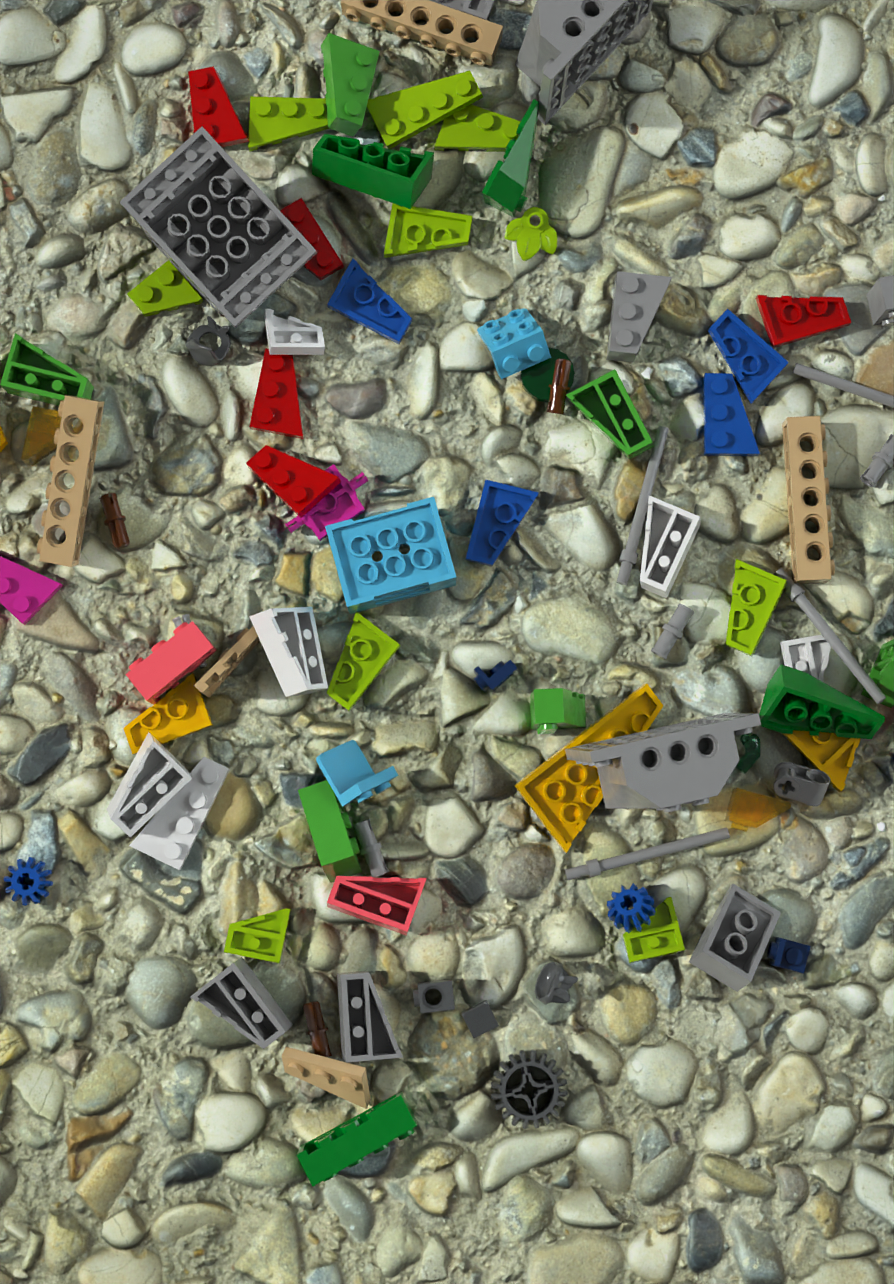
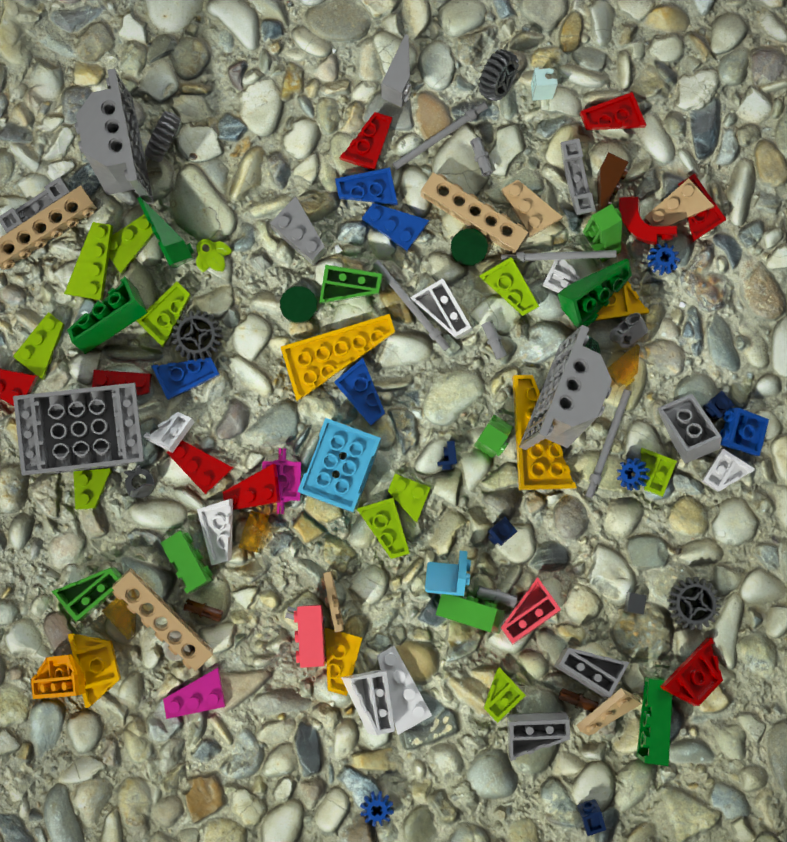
camera: 50 degrees left, 0 degrees up
(157, 462) = (187, 561): none -> bright green wedge
(191, 1141) = (591, 817): none -> dark blue bracket
(217, 470) = (217, 530): none -> white wing
(245, 513) = (254, 532): none -> clear yellow slope
(292, 648) = (352, 560): white wedge -> none
(348, 80) = (47, 294): bright green wedge -> none
(416, 662) = (409, 495): none -> lime wing
(438, 267) = (204, 334): none -> dark grey gear
(444, 1004) = (613, 615): dark grey brick -> none
(444, 1150) = (696, 675): none -> red wing
(450, 800) = (501, 532): none -> dark blue bracket
(508, 447) = (325, 355): none -> yellow wing
(514, 342) = (267, 309): medium azure bracket -> none
(554, 984) = (645, 548): dark grey piece -> none
(559, 386) = (311, 303): reddish brown axle -> none
(628, 75) = (162, 136): none -> light grey gear
(716, 1017) = (725, 471): none -> white wing
(762, 523) = (469, 247): none -> dark green tile
(779, 1006) = (743, 431): none -> blue plate
(862, 562) = (529, 208): none -> tan wing

